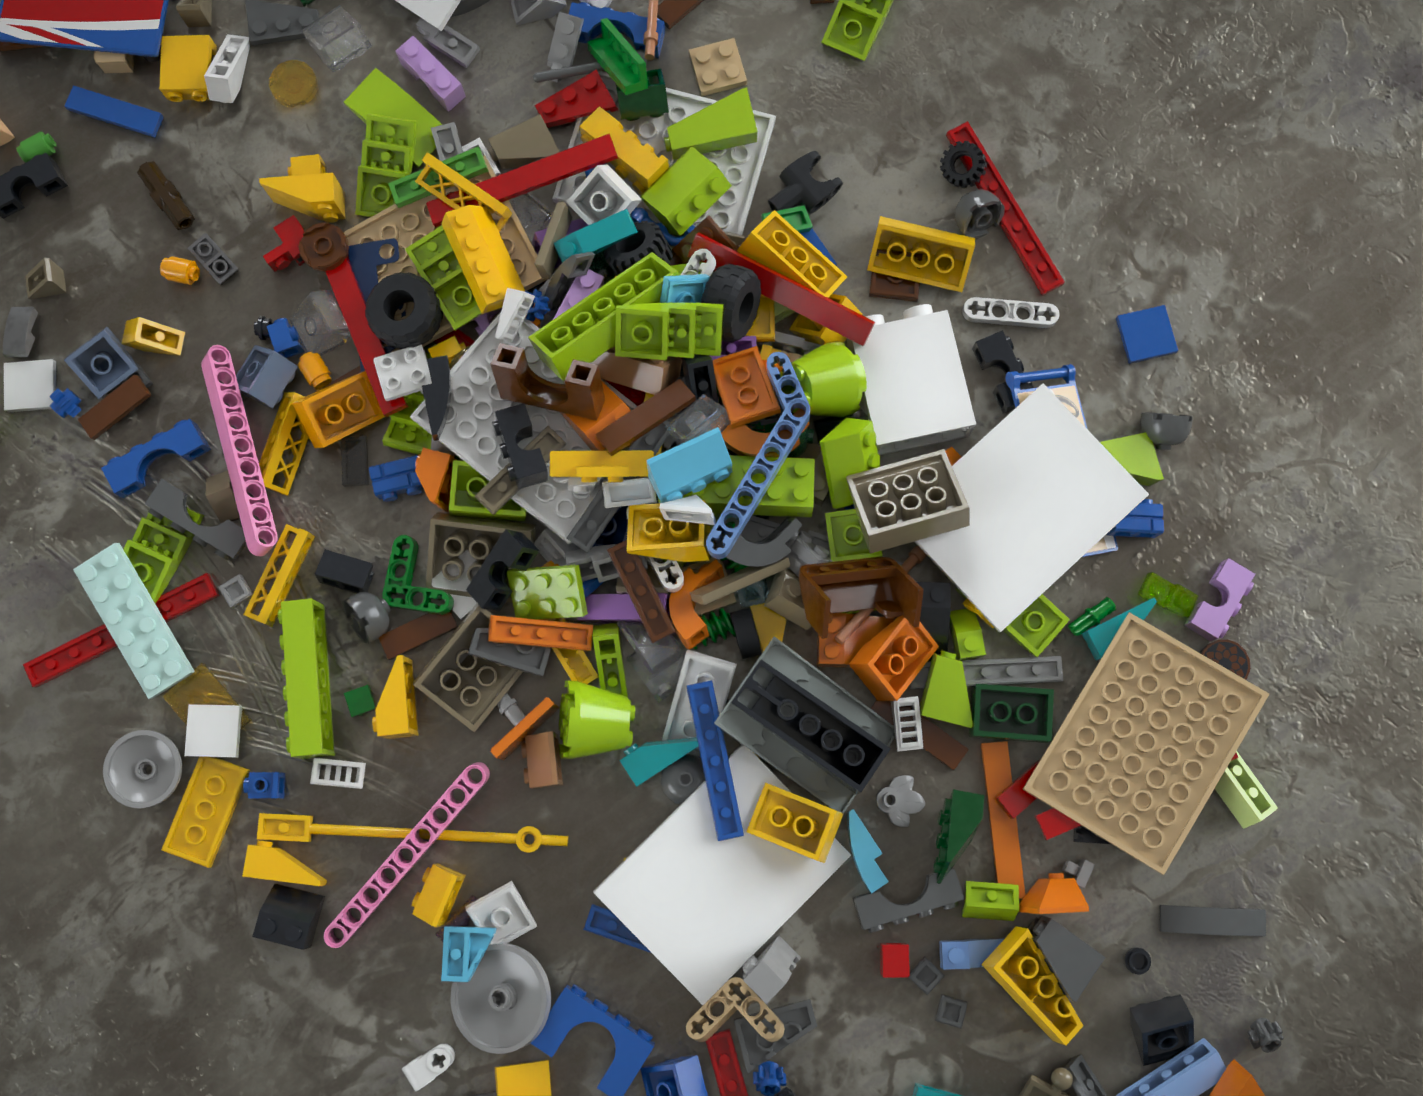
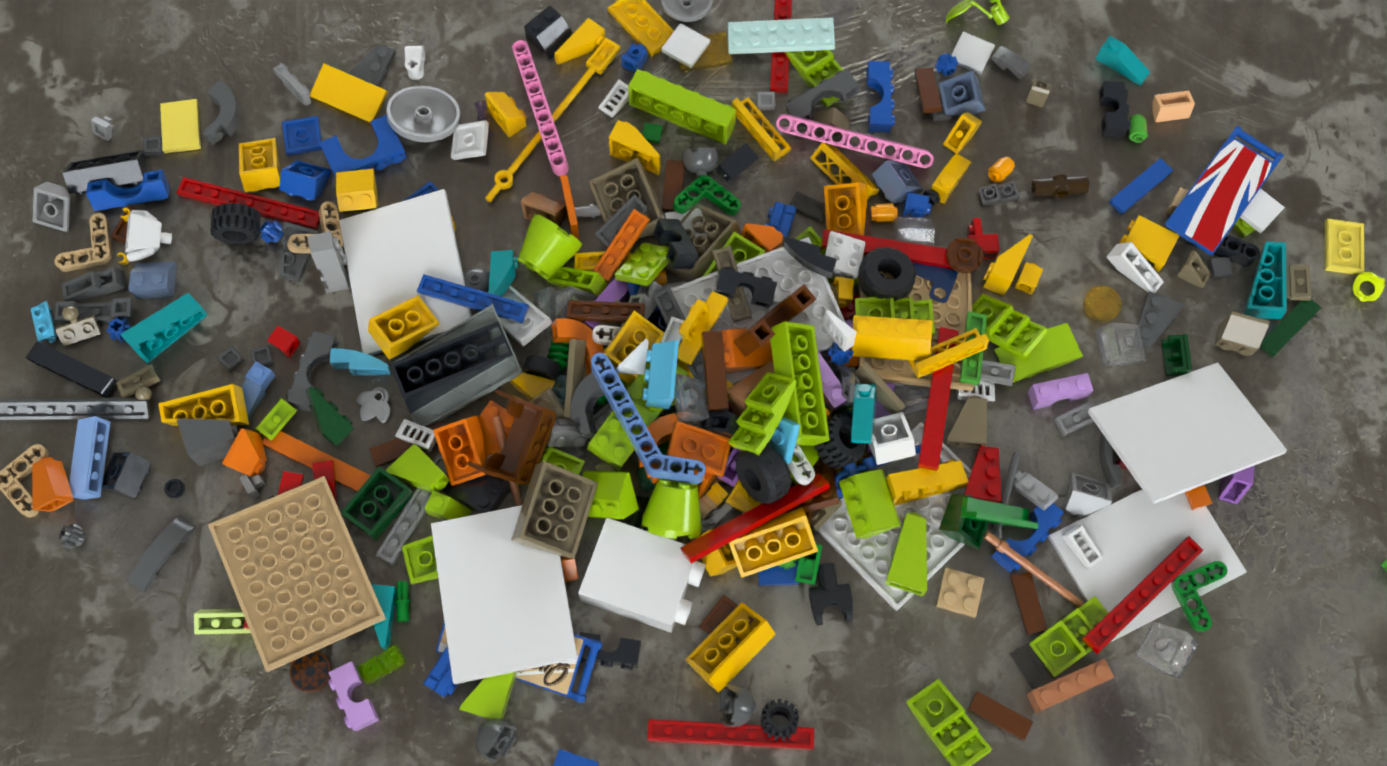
camera: 115 degrees right, 10 degrees down
(222, 320) = (950, 177): none -> yellow slope
(463, 951) = (463, 107): medium azure wing -> none
(655, 1007) = (356, 190): none -> yellow slope
(1010, 308) = (649, 686): white beam -> none

